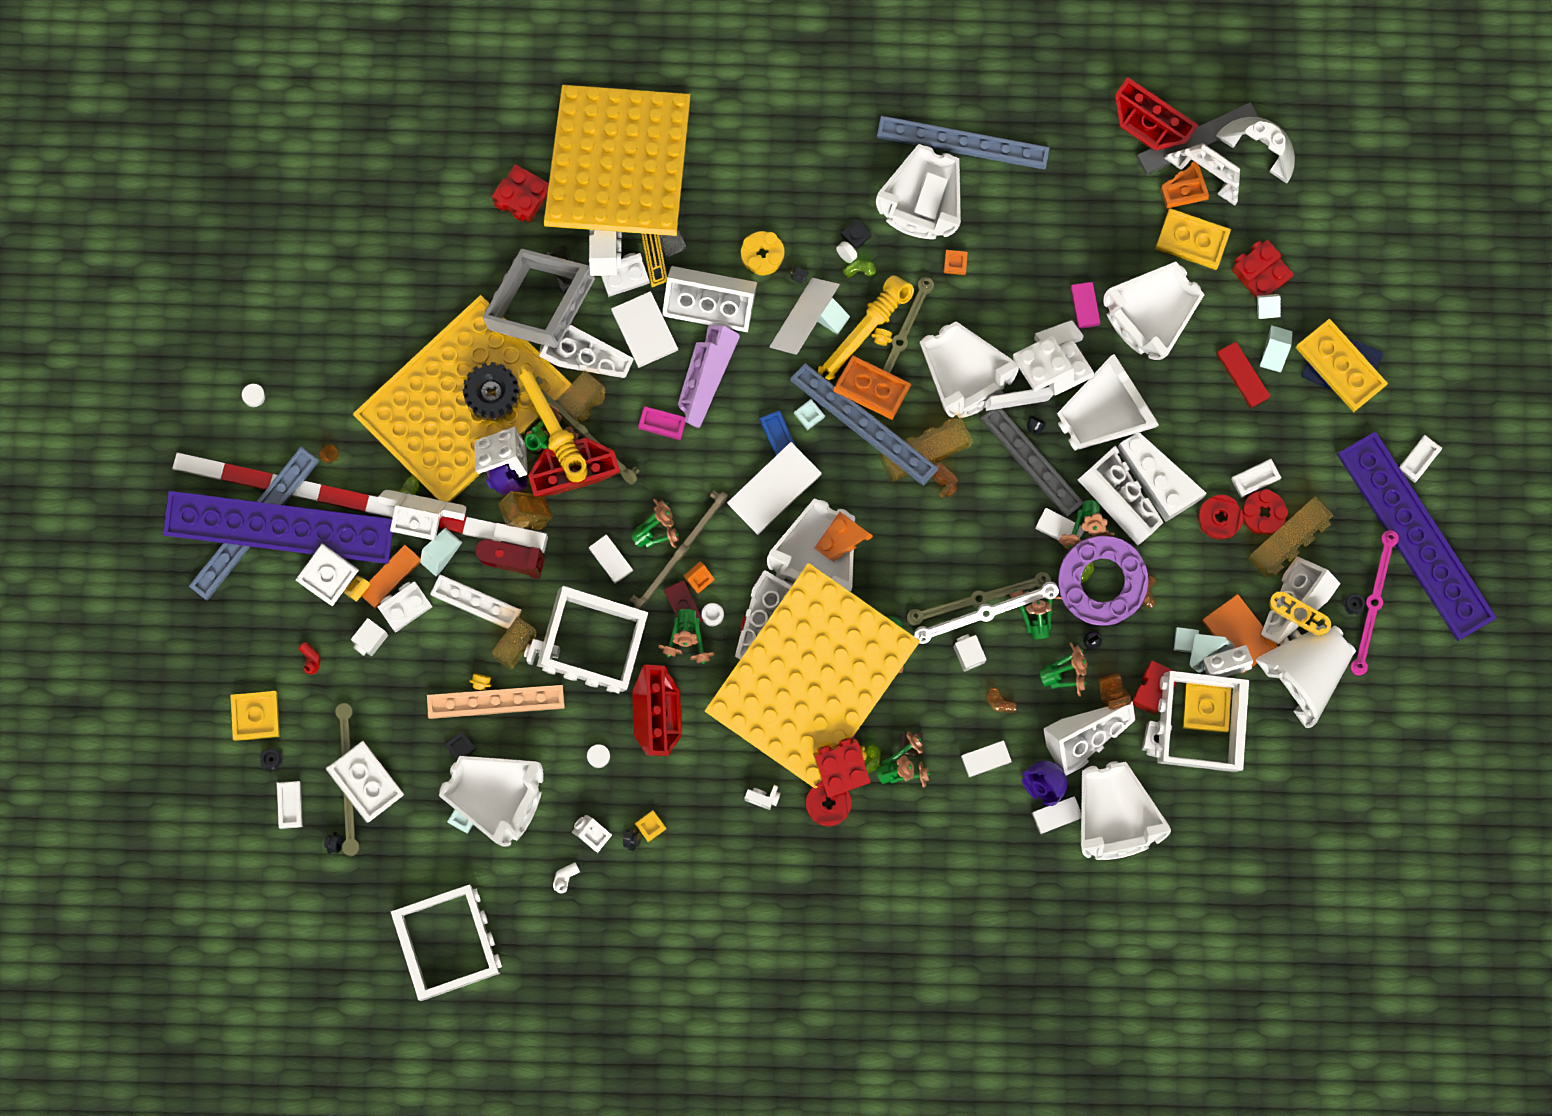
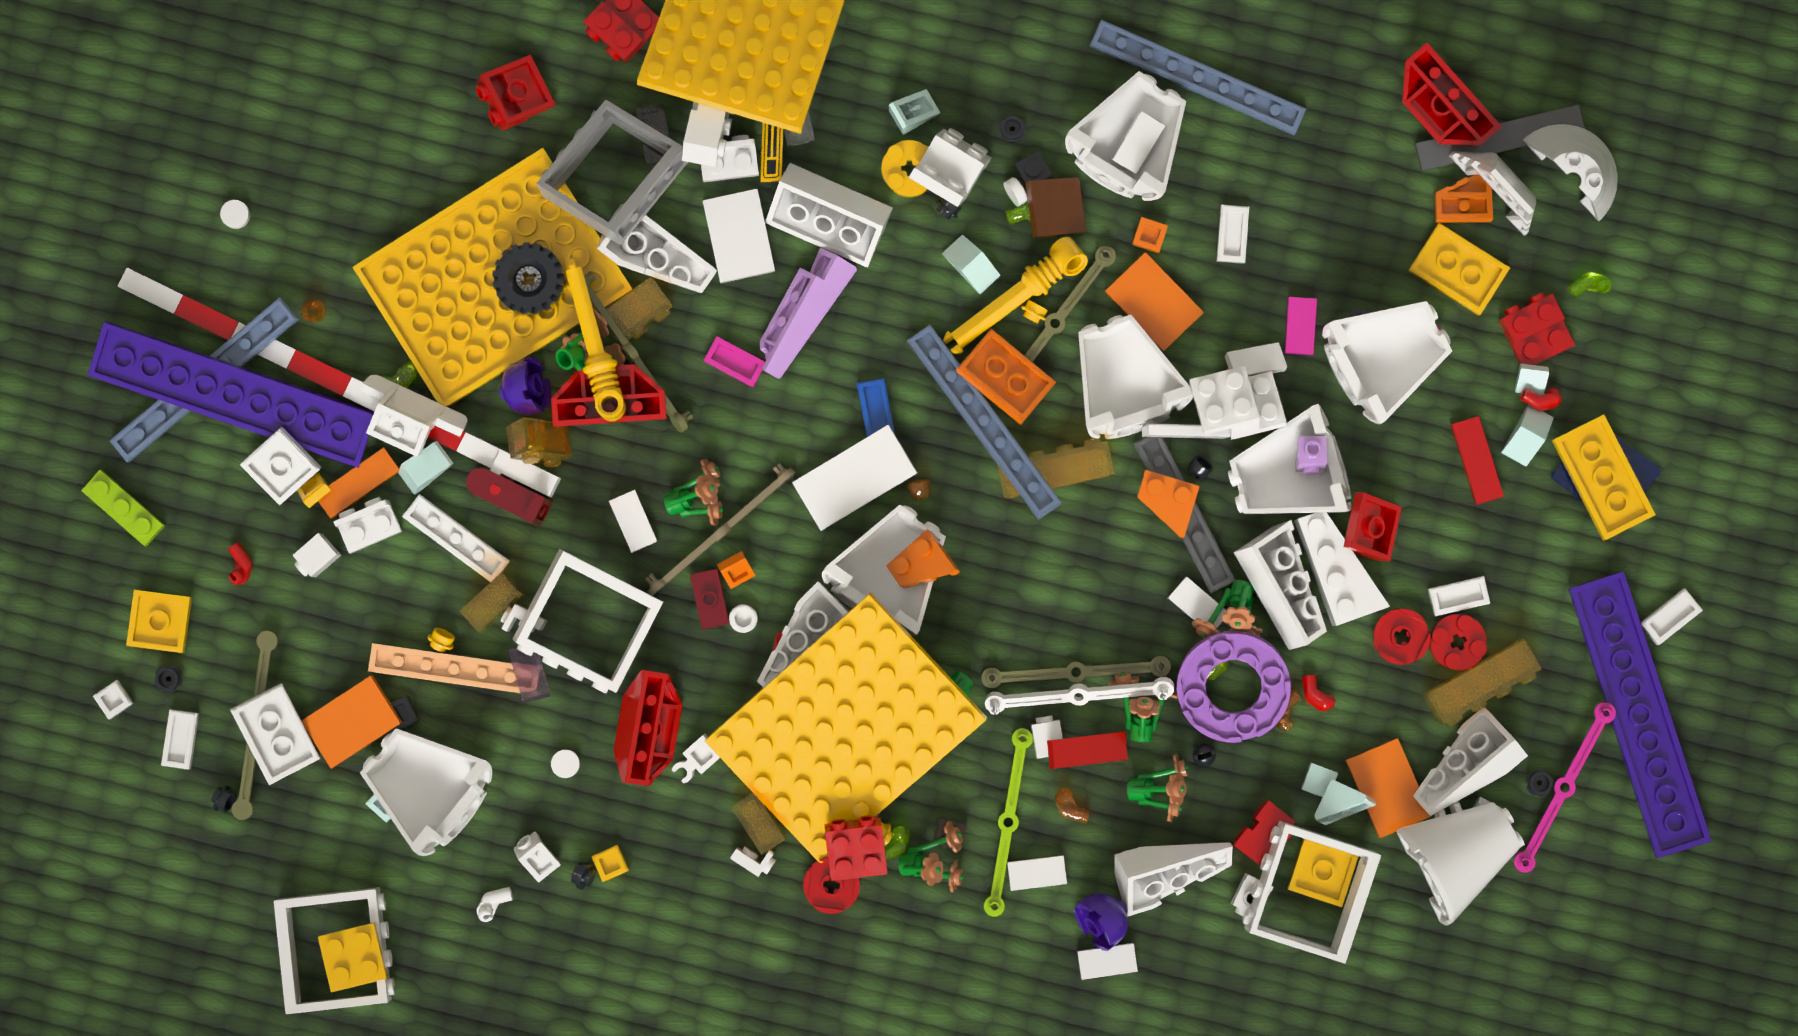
camera: 15 degrees right, 10 degrees up
(209, 635) = (123, 507): none -> lime plate
(230, 785) = (113, 699): none -> white tile
(423, 760) = (351, 721): none -> orange tile
(450, 259) = (514, 93): none -> red plate
(463, 941) = (353, 957): none -> yellow plate
(501, 449) = (524, 359): white bracket -> none
(555, 690) = (529, 675): none -> tile
(686, 620) = (708, 622): plant -> none
(703, 726) = (699, 757): none -> white plate
(755, 210) = (913, 111): none -> light aqua slope
(760, 766) = (758, 823): none -> clear yellow brick
(794, 240) = (951, 166): none -> white bracket
(804, 316) = (942, 264): white sticker -> none
(809, 414) = (920, 391): light aqua tile -> none
(826, 487) = (919, 489): none -> clear orange hinge
(833, 202) = (1018, 124): none -> black plate
(880, 256) = (1055, 207): none -> reddish brown tile
(944, 476) = (1070, 510): clear orange bracket -> none
(949, 660) = (994, 903): none -> lime piece
(970, 309) = (1154, 301): none -> orange tile
(1002, 653) = (1087, 750): none -> red tile
(1017, 249) = (1232, 234): none -> white tile
(1018, 451) = (1168, 499): none -> orange wing
(1113, 692) = (1213, 827): clear orange bracket -> none
(1117, 814) = (1178, 977): white cone -> none
(1118, 394) = (1311, 455): none -> lavender bracket
(1167, 577) = (1314, 696): none -> red arm
(1178, 437) = (1372, 527): none -> red plate
(1228, 662) = (1361, 825): white bracket -> none
(1280, 321) = (1541, 402): none -> red arm
(1293, 227) = (1592, 282): none -> clear neon green arm
(1298, 604) = (1476, 807): yellow beam -> none

